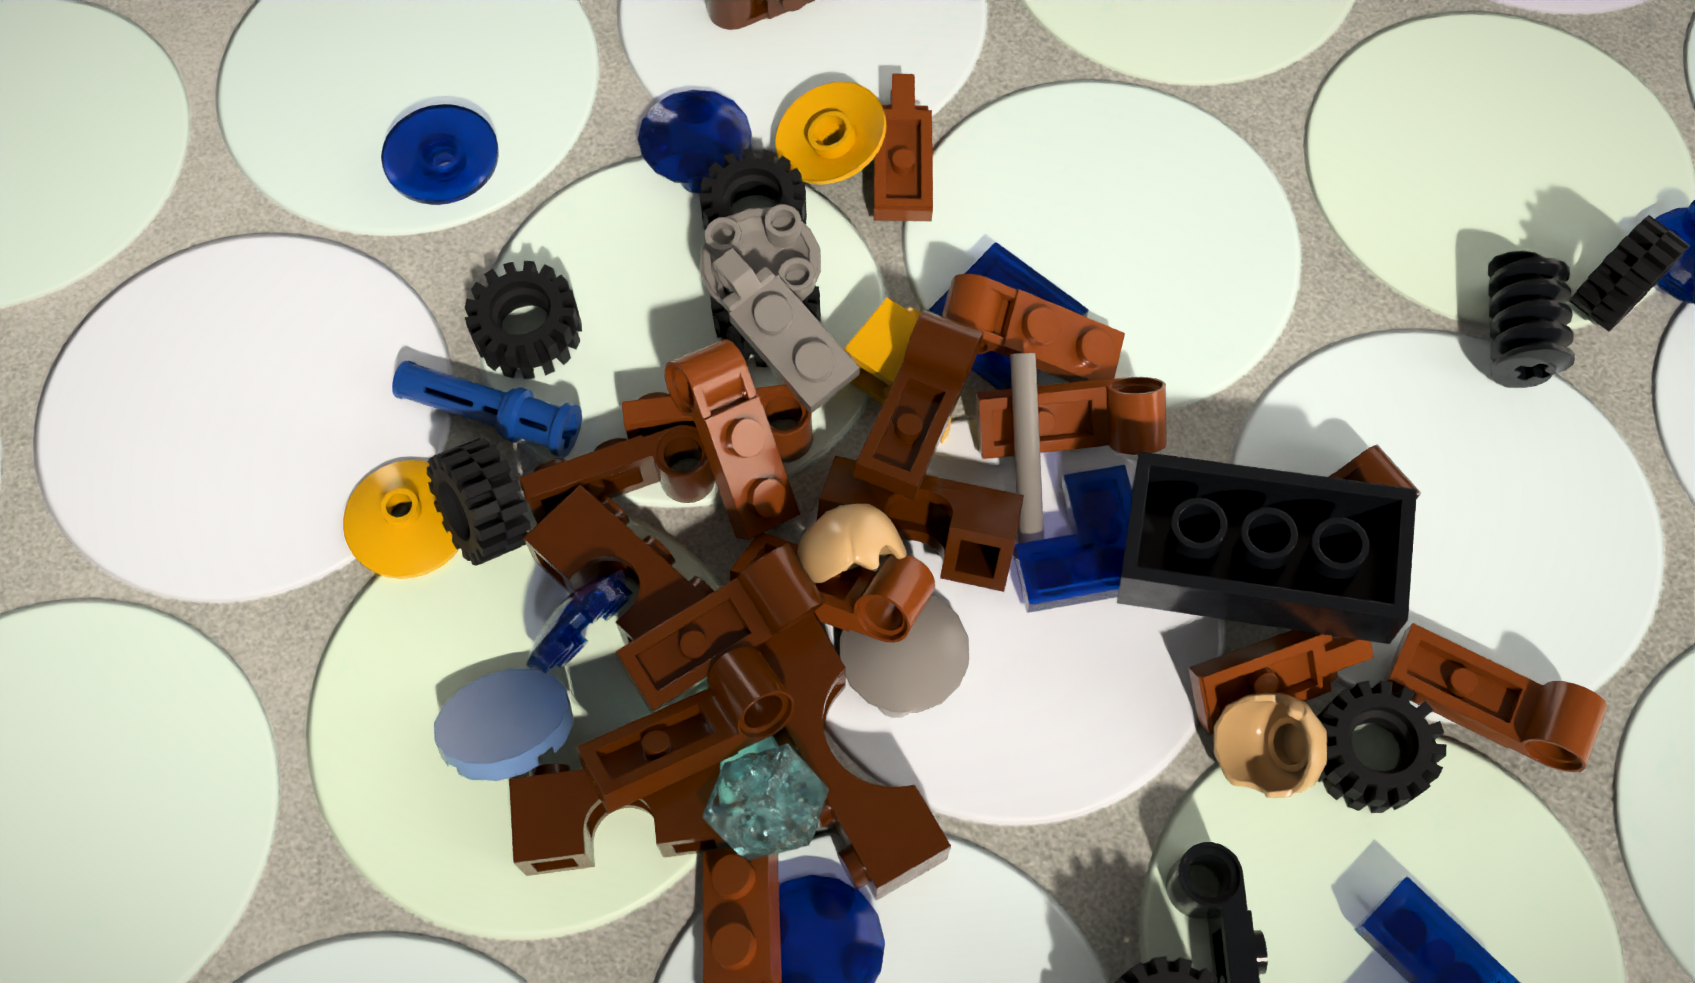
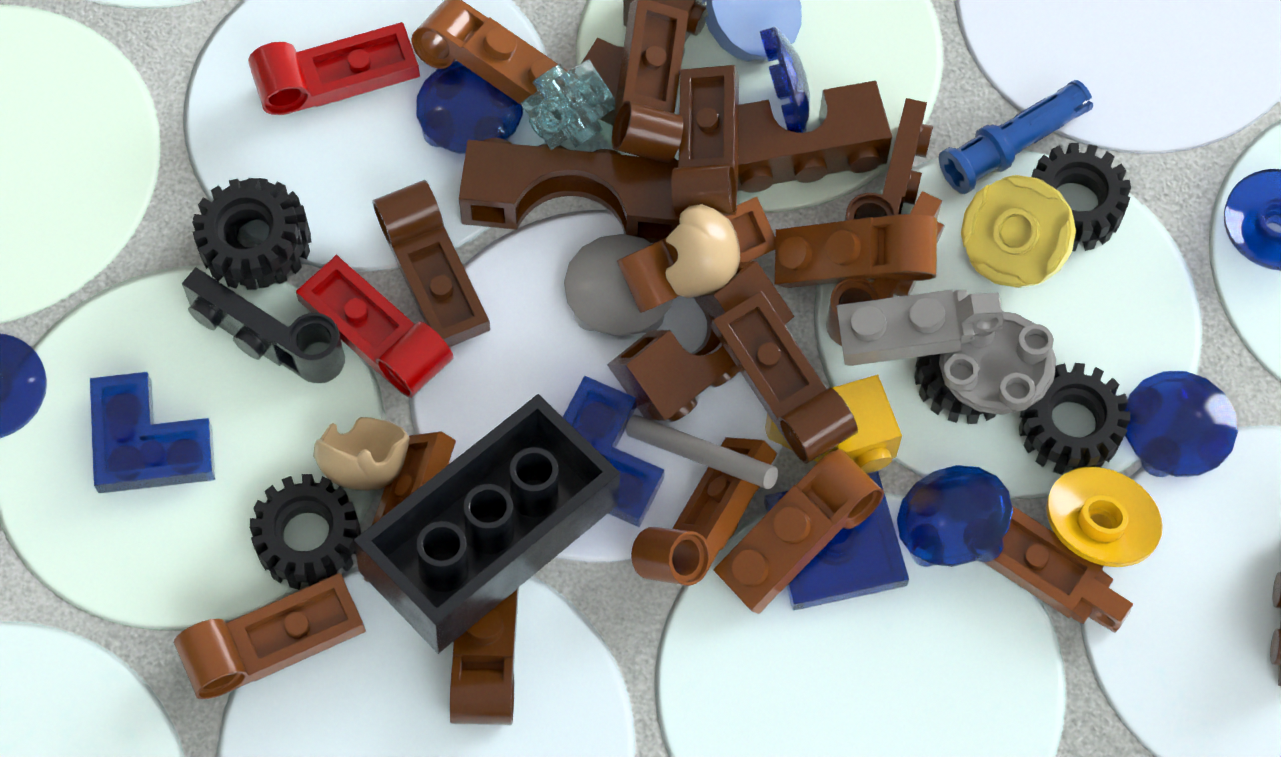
camera: 125 degrees right, 0 degrees up
(397, 545) = (959, 65): yellow dish -> none
(478, 501) = (927, 68): black tyre -> none
(601, 335) = (1018, 231): none -> light yellow tile
(918, 232) = (955, 517): none -> clear blue dish
(1028, 837) = (430, 263): none -> reddish brown plate
(1136, 841) = (374, 328): none -> red plate

